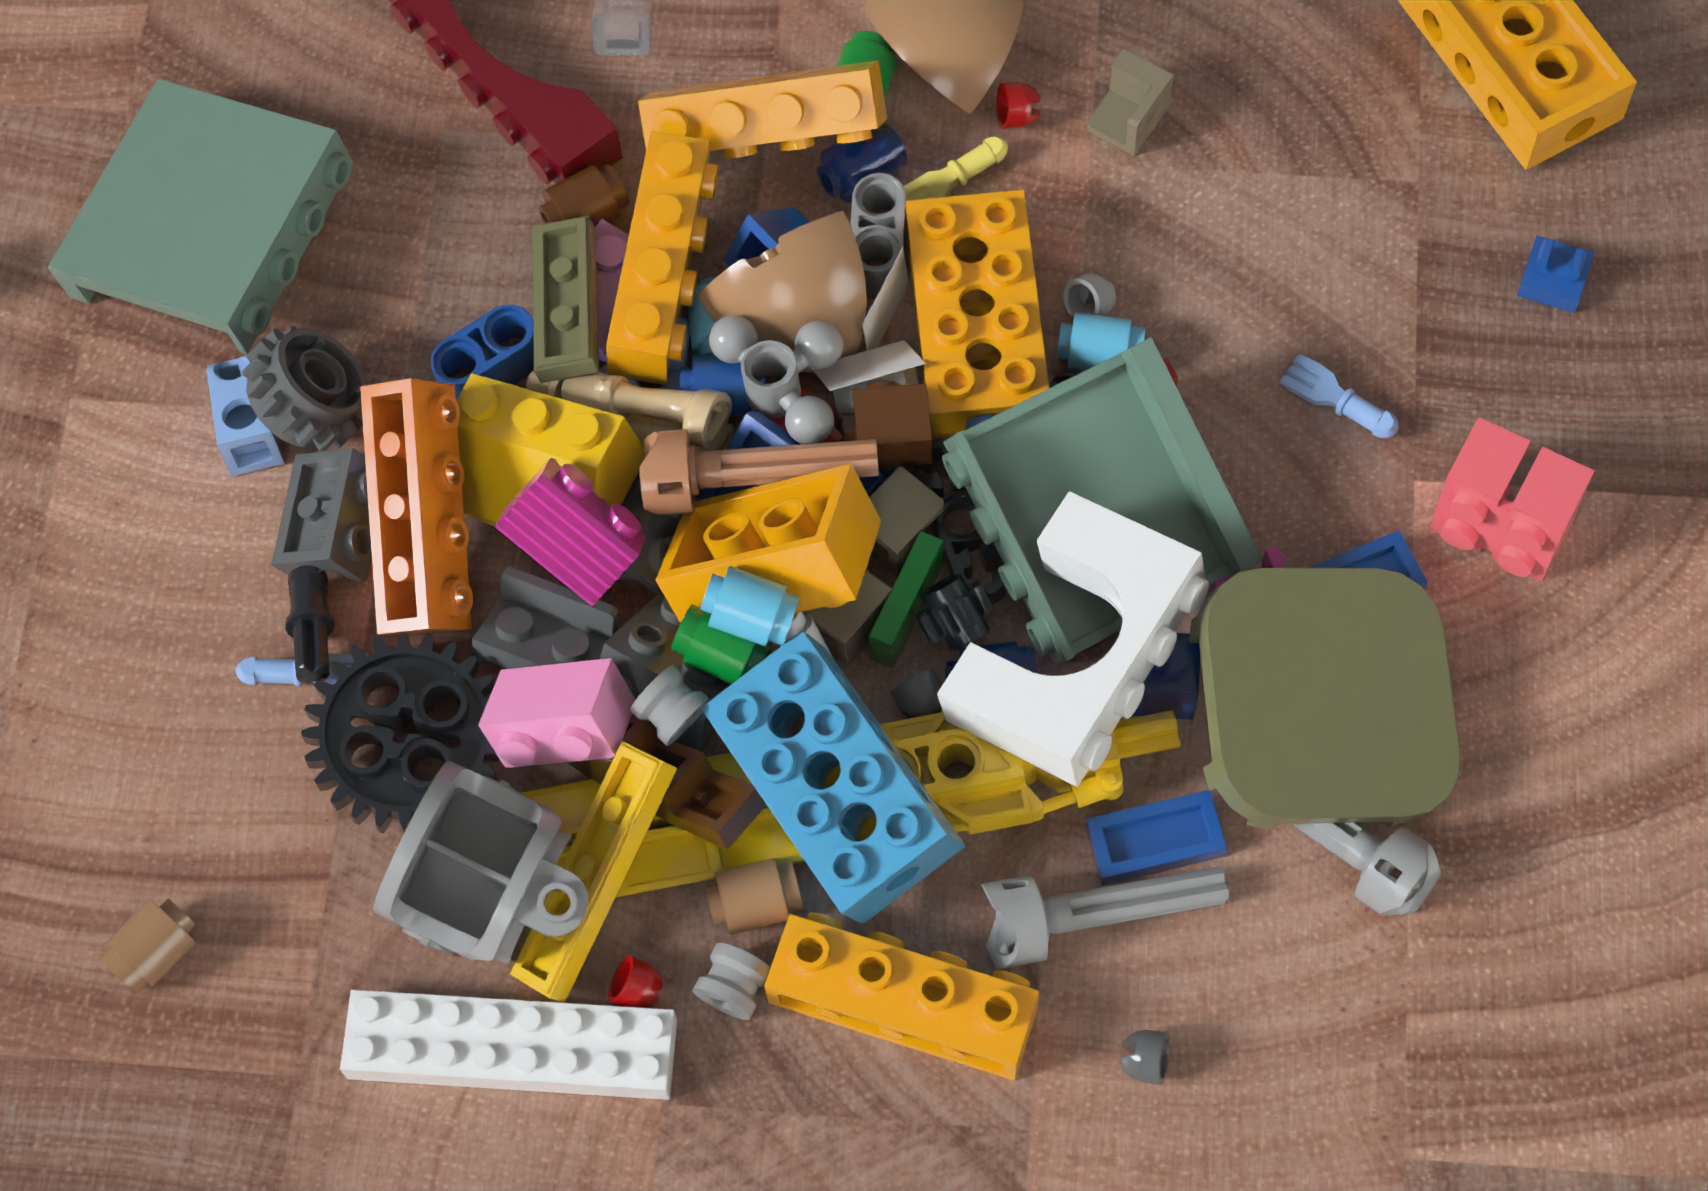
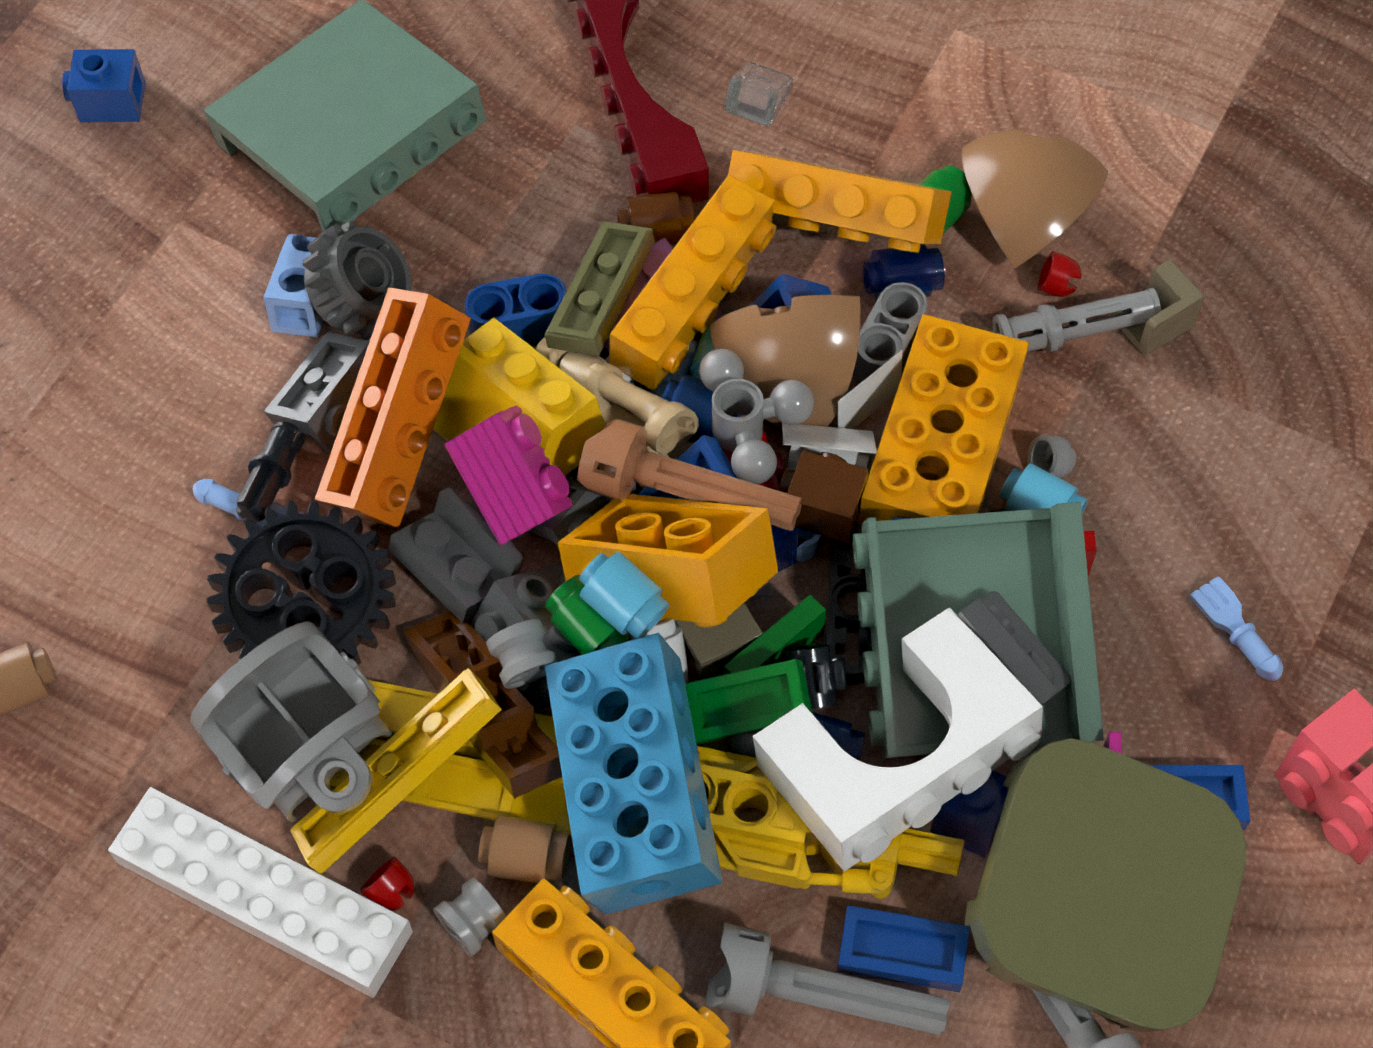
camera: 20 degrees right, 5 degrees down
(557, 713) = (428, 623): bright pink brick -> none
(905, 510) = (802, 570): dark tan panel -> none
(908, 660) = (746, 700): none -> green tile
(941, 182) = (984, 311): light yellow piece -> none
(1031, 167) = (1048, 320): none -> light grey pin
(1144, 502) = (1015, 646): none -> dark grey bracket

